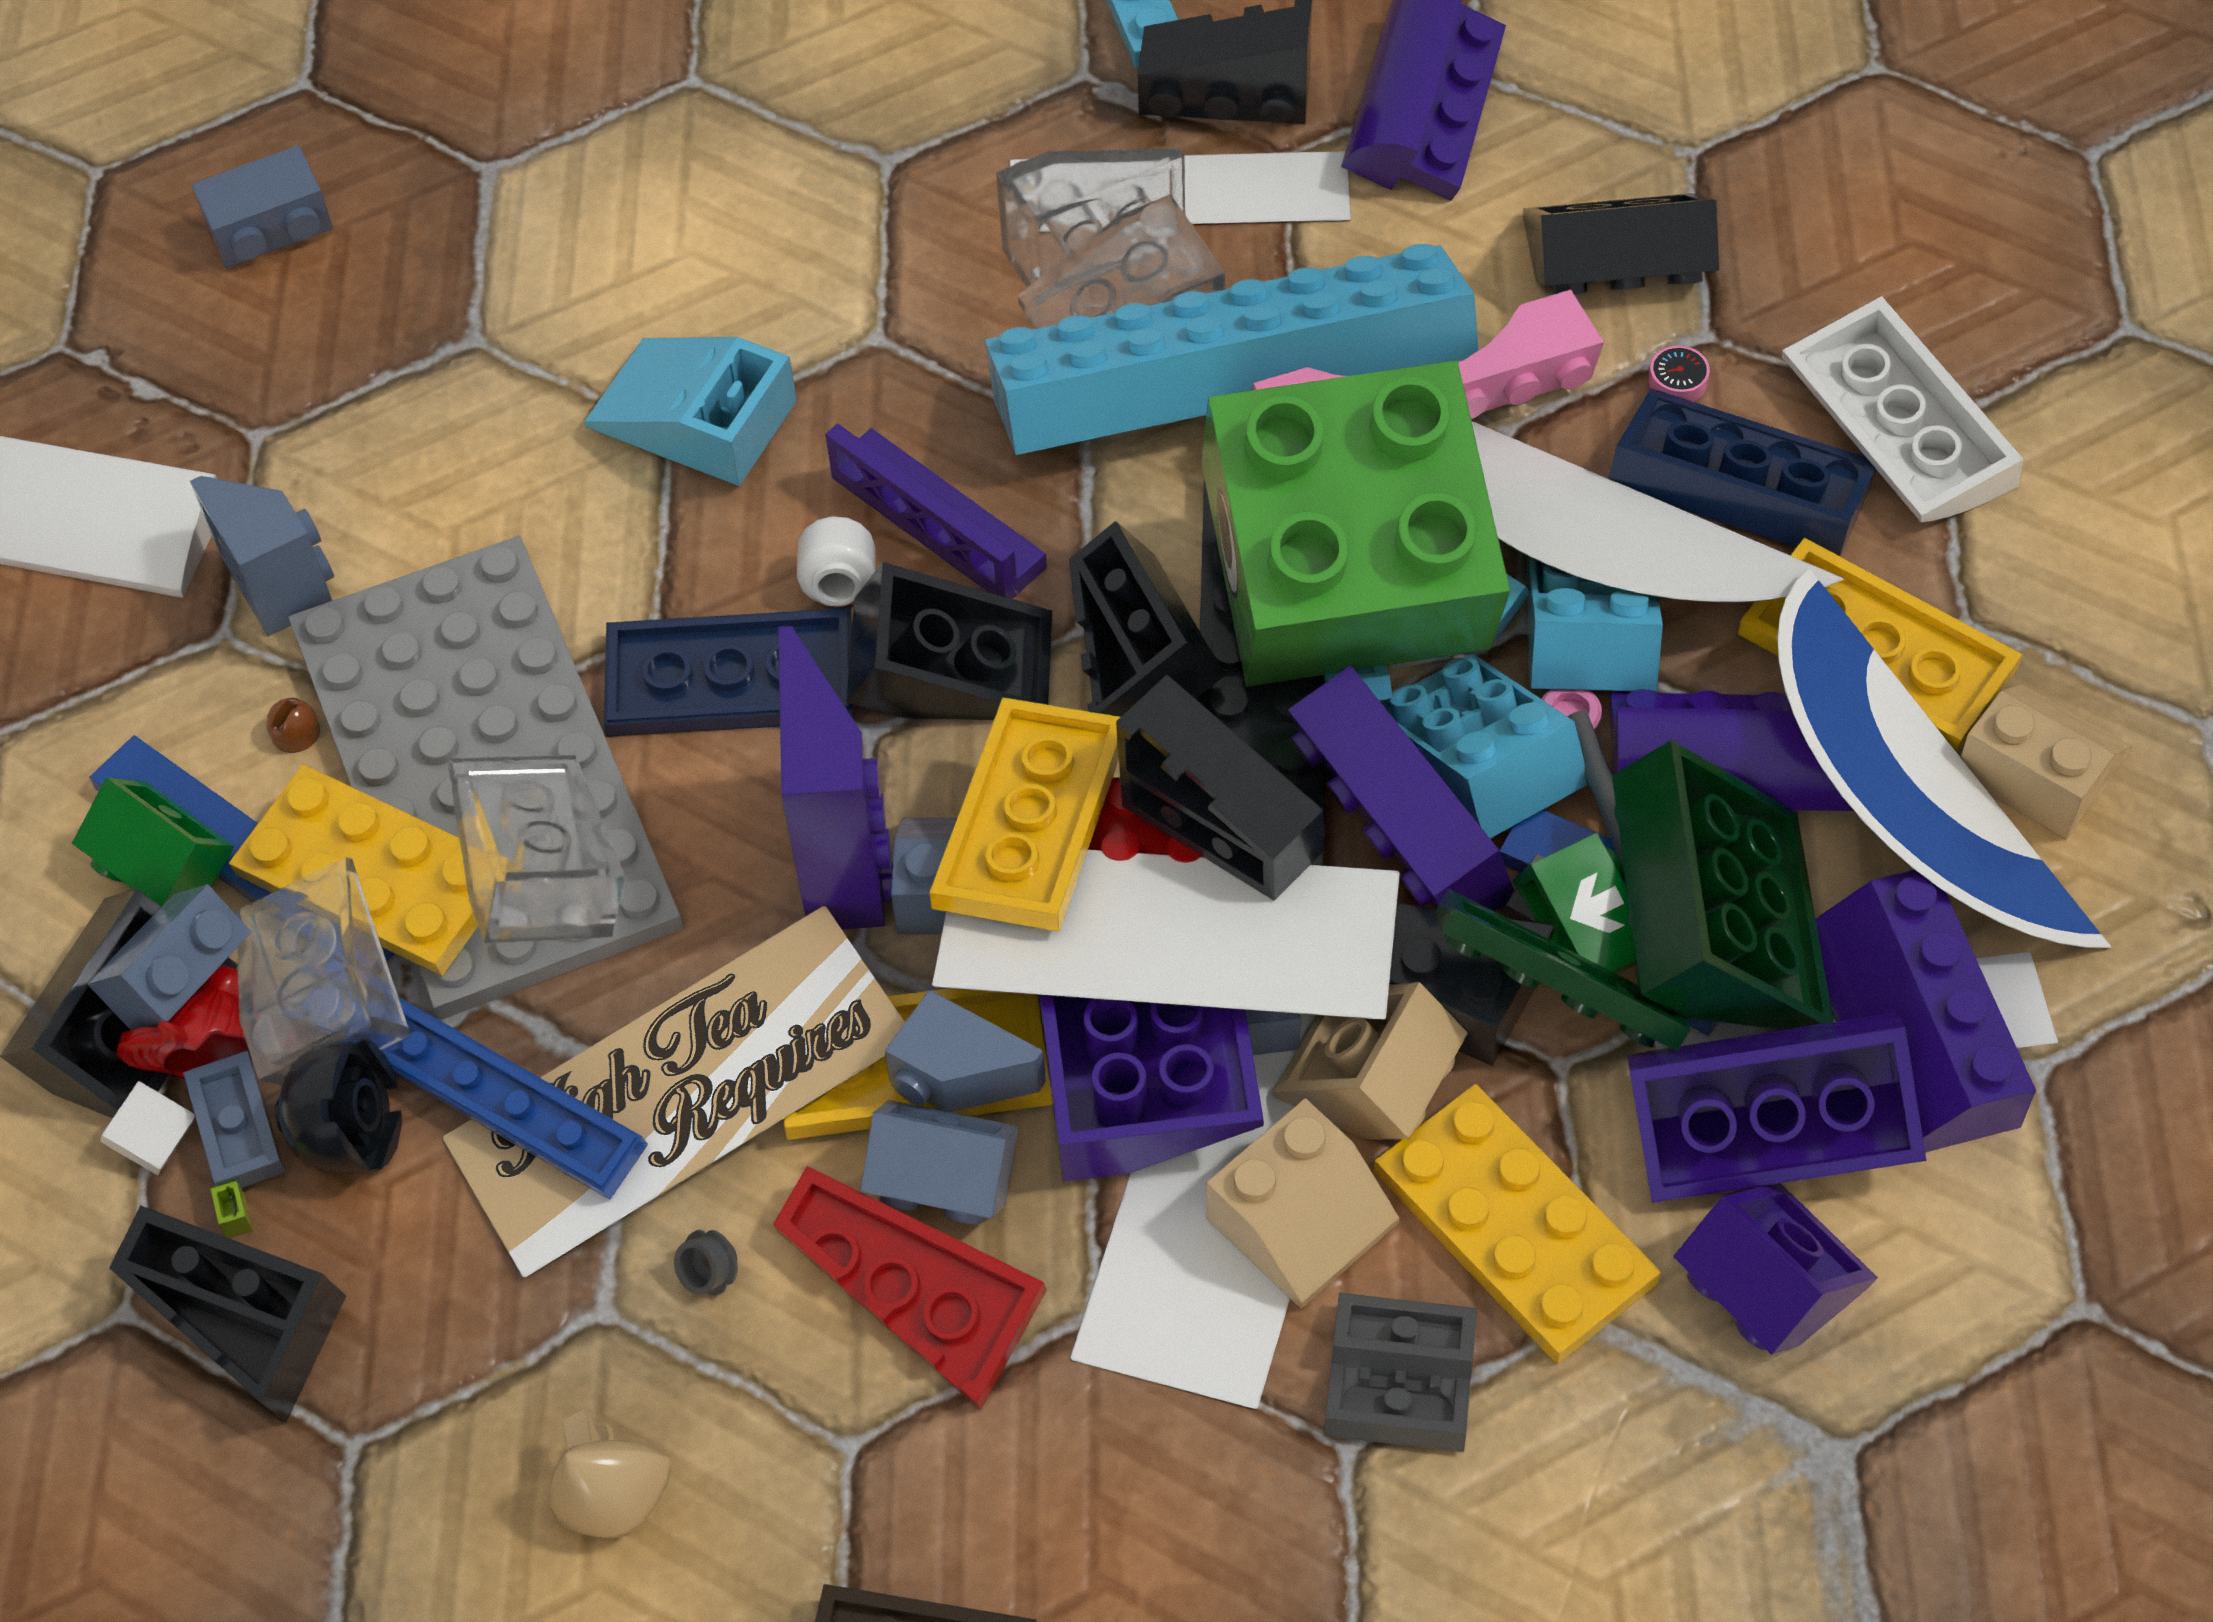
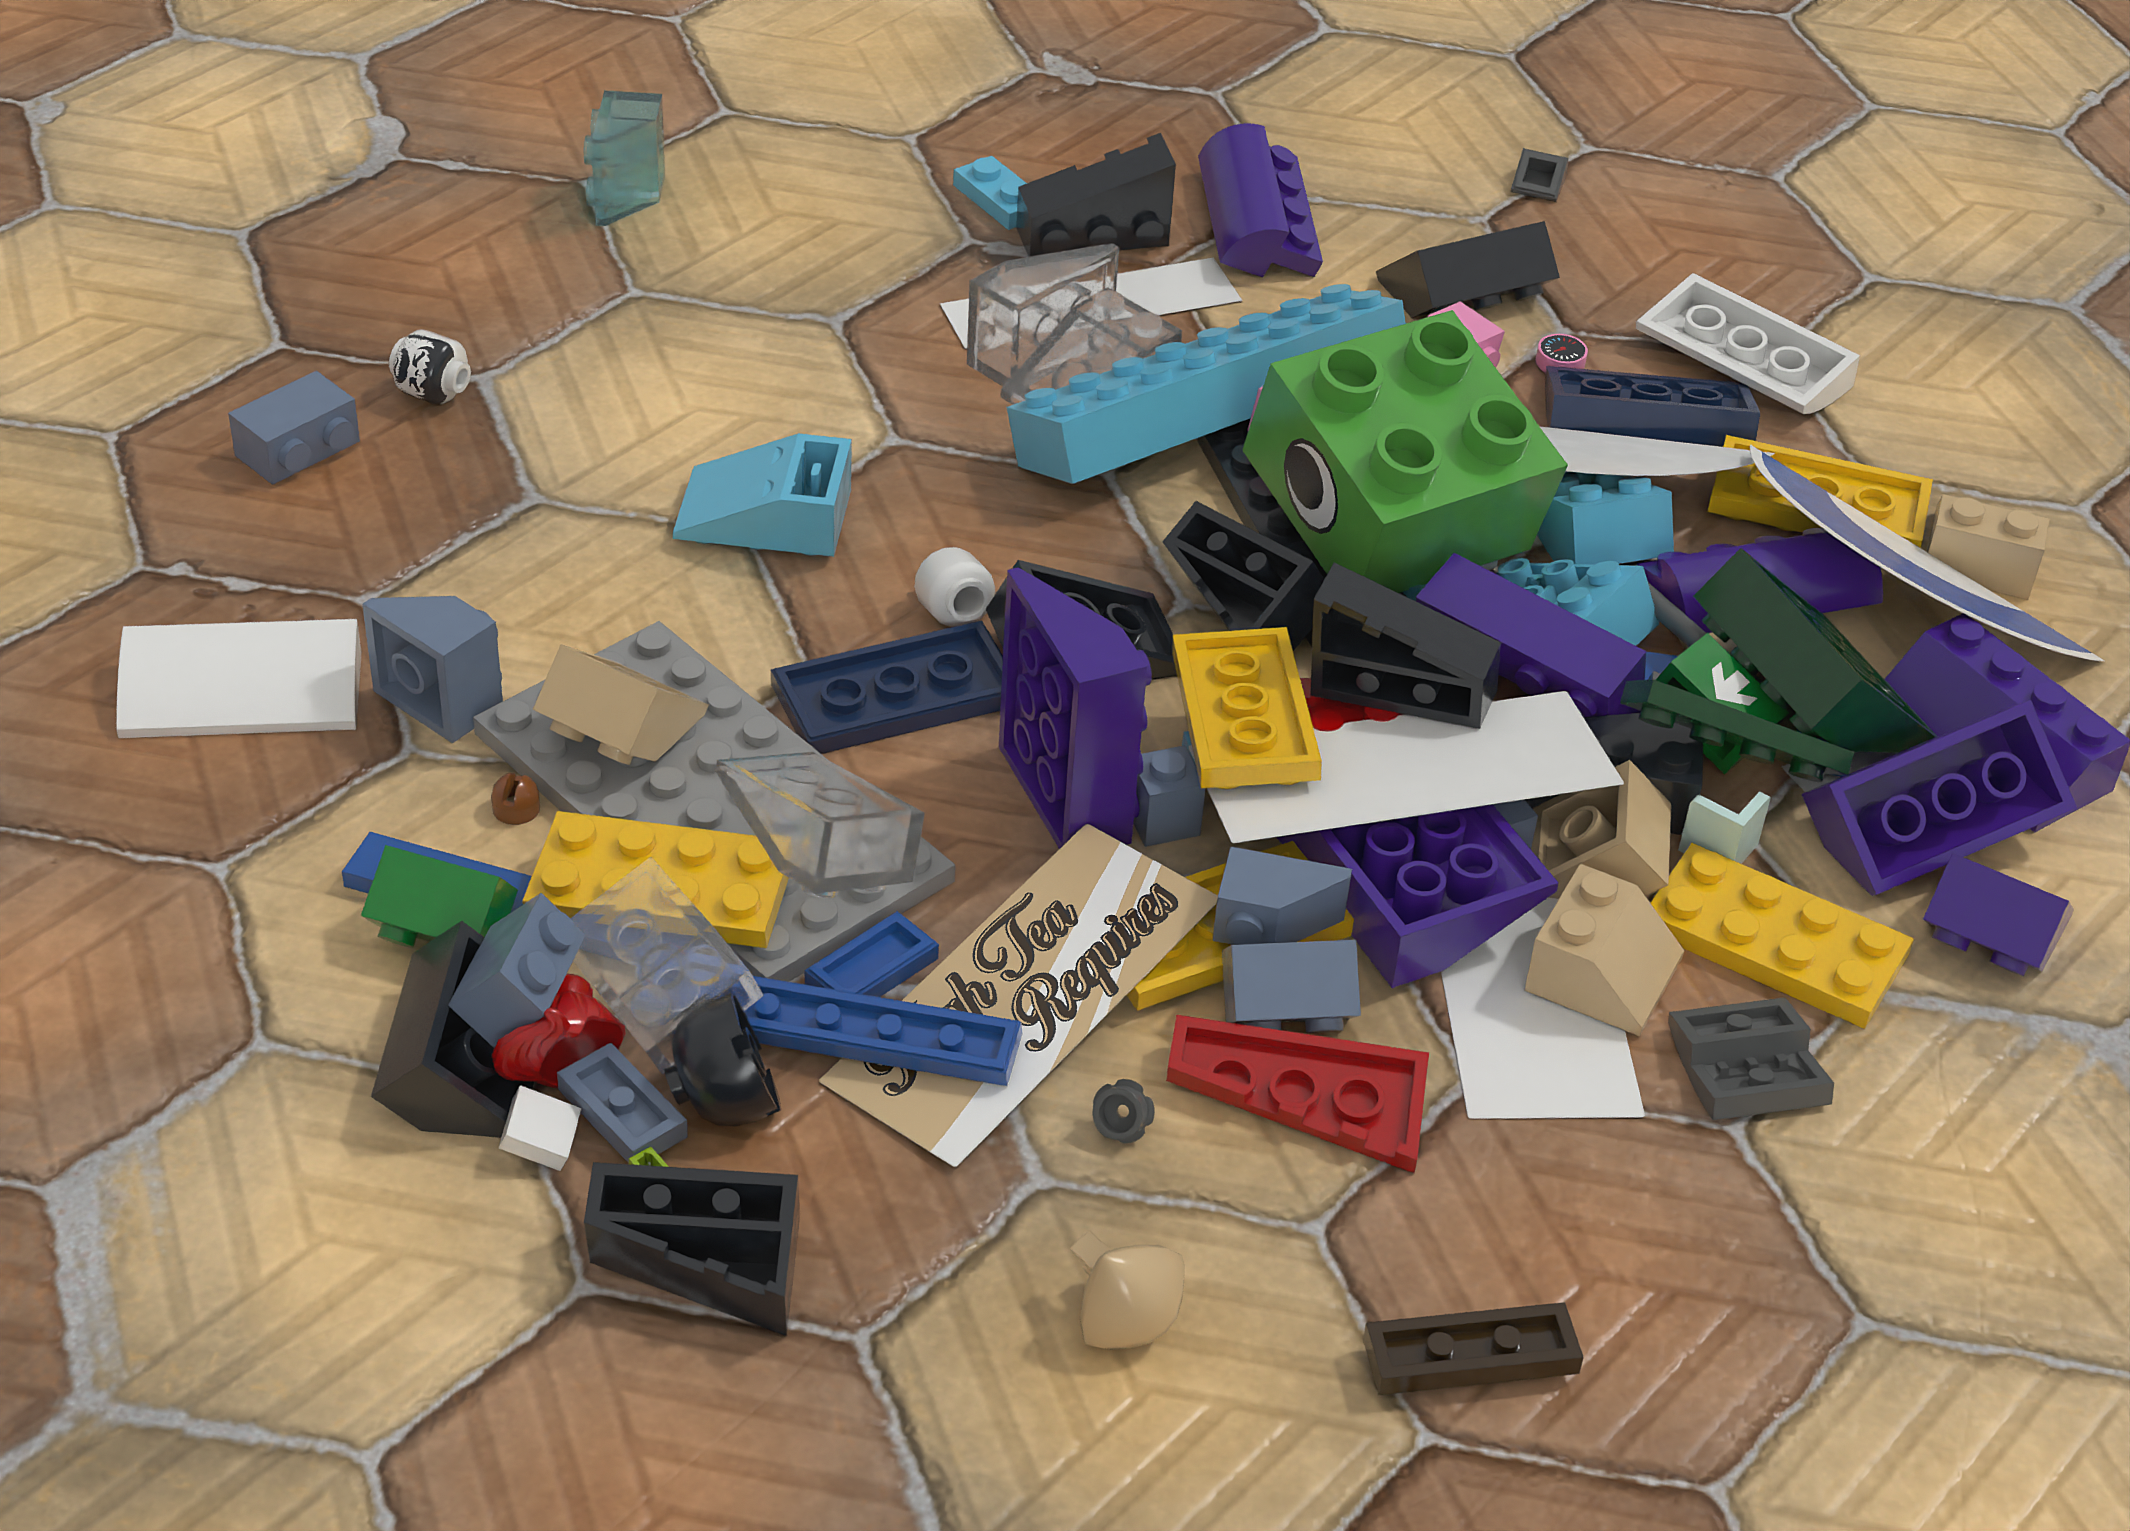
camera: 25 degrees left, 15 degrees down
(411, 647) = (615, 706): none -> tan slope
(424, 154) = (429, 366): none -> head
(551, 1013) = (876, 959): none -> blue tile
(933, 512) = (1003, 535): dark purple fence -> none
(1519, 1078) = (1724, 830): none -> light aqua panel
(1787, 105) = (1540, 175): none -> dark grey slope

